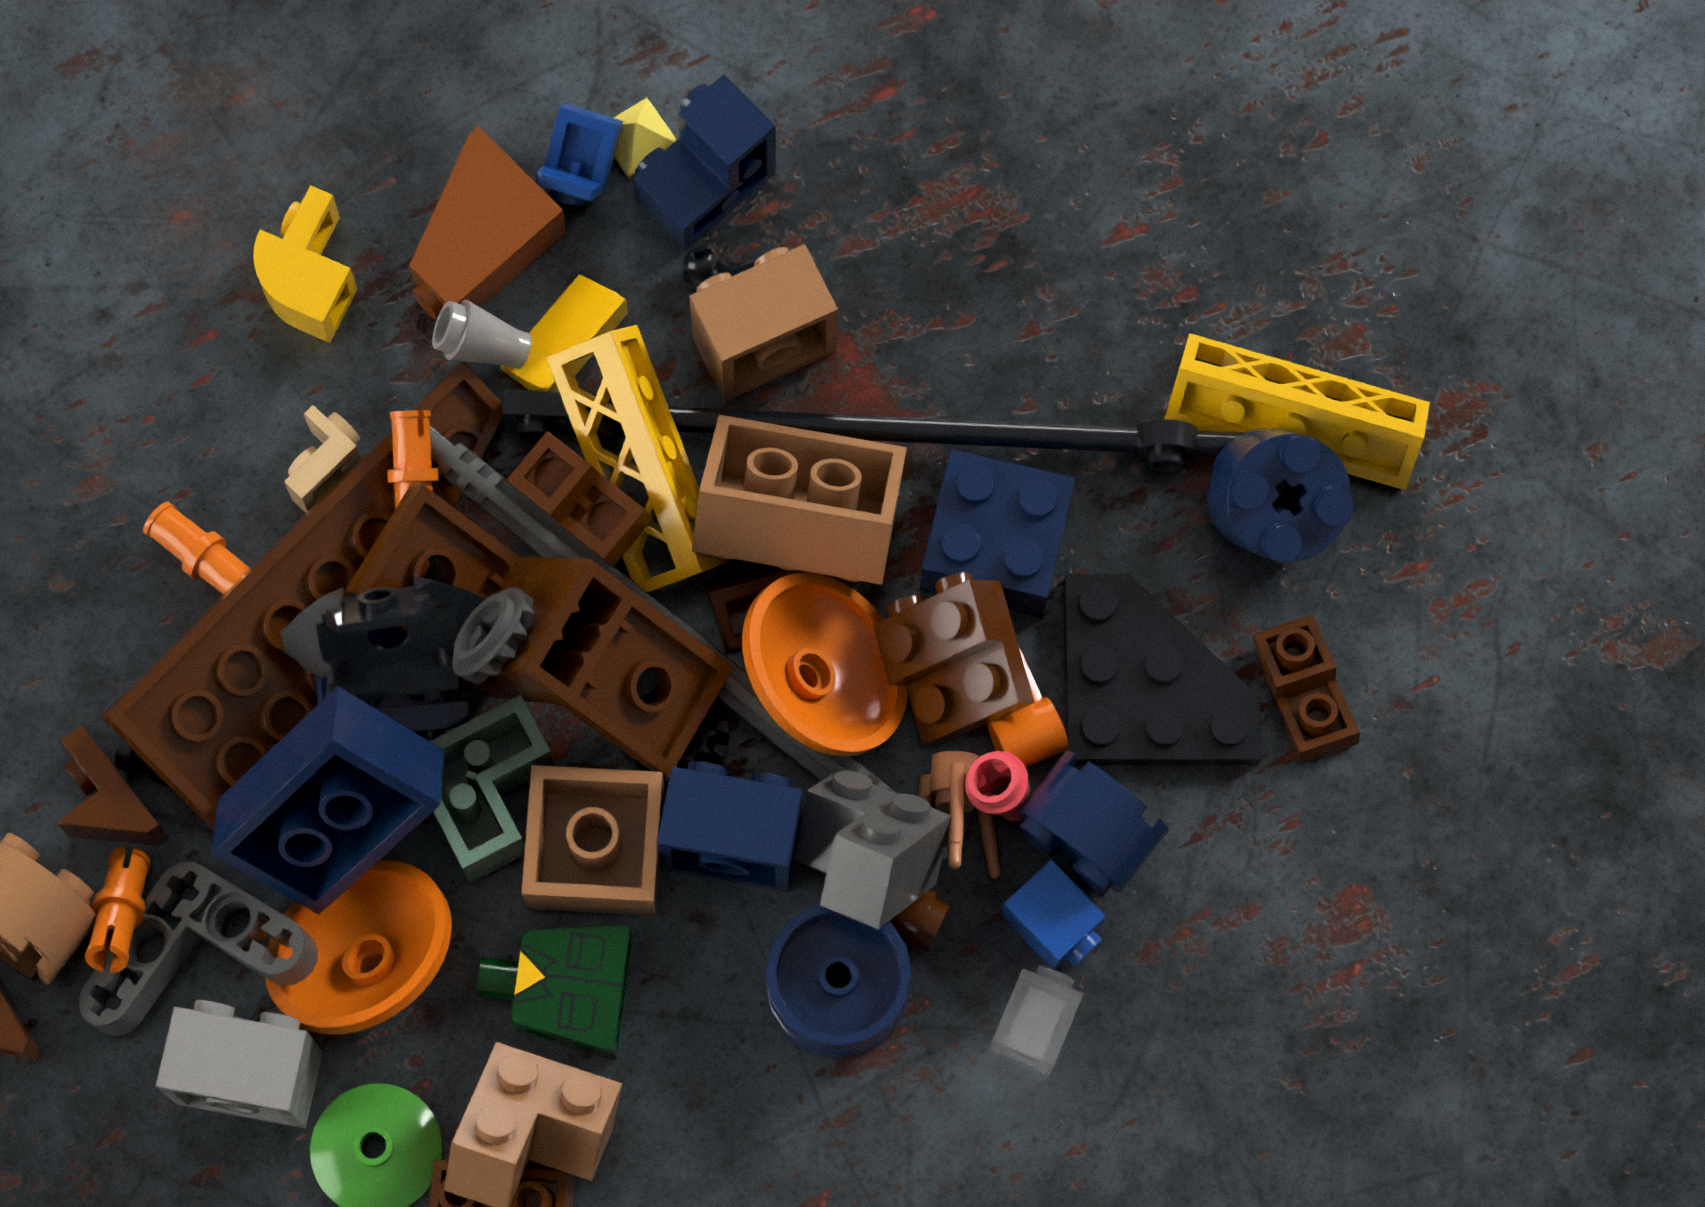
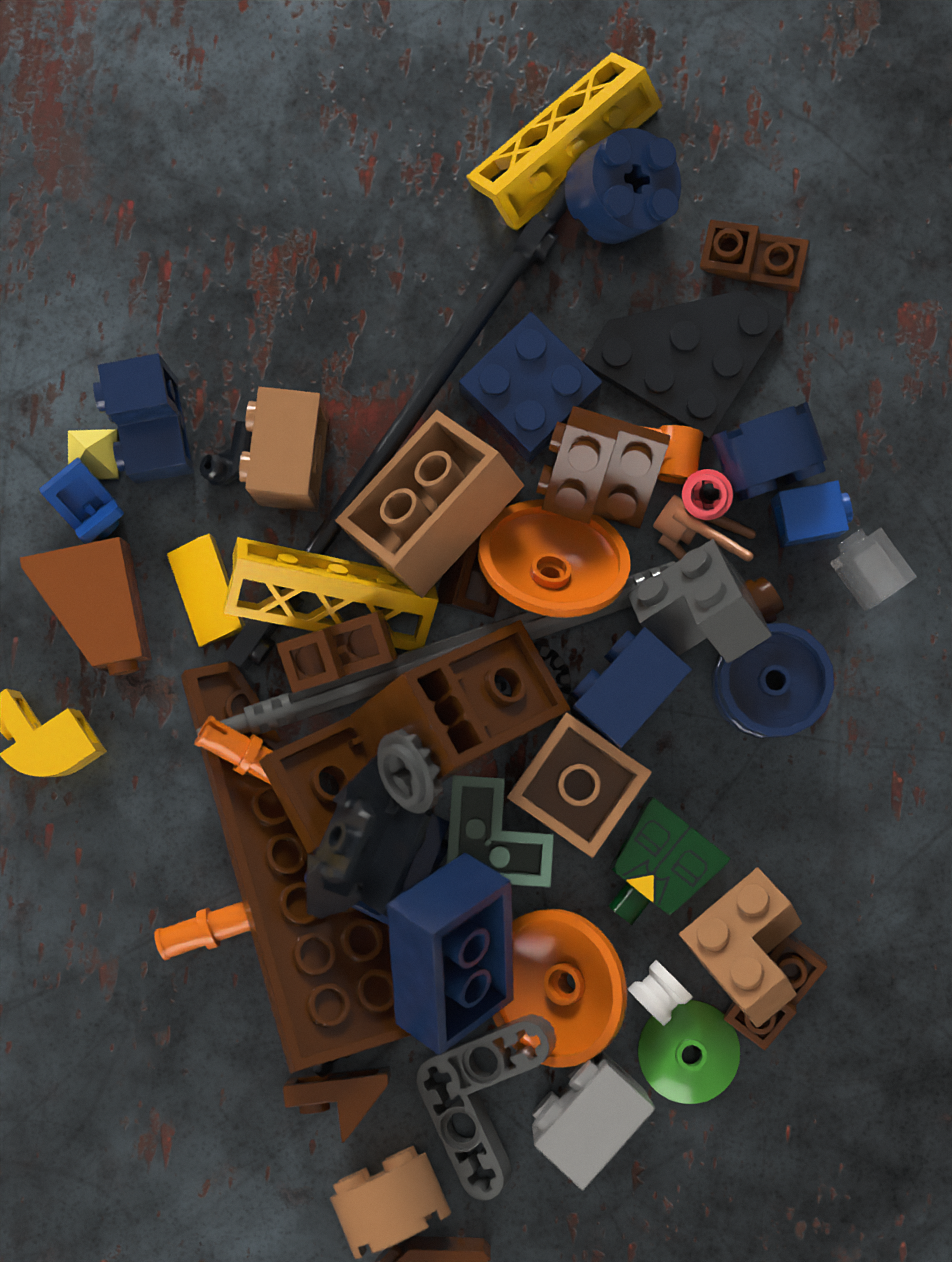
camera: 50 degrees left, 10 degrees up
(118, 909) = (427, 1135): orange pin -> none
(320, 469) = (199, 814): tan bracket -> none
(421, 1070) = (659, 992): none -> white wheel
(477, 336) = (171, 651): light grey cone -> none

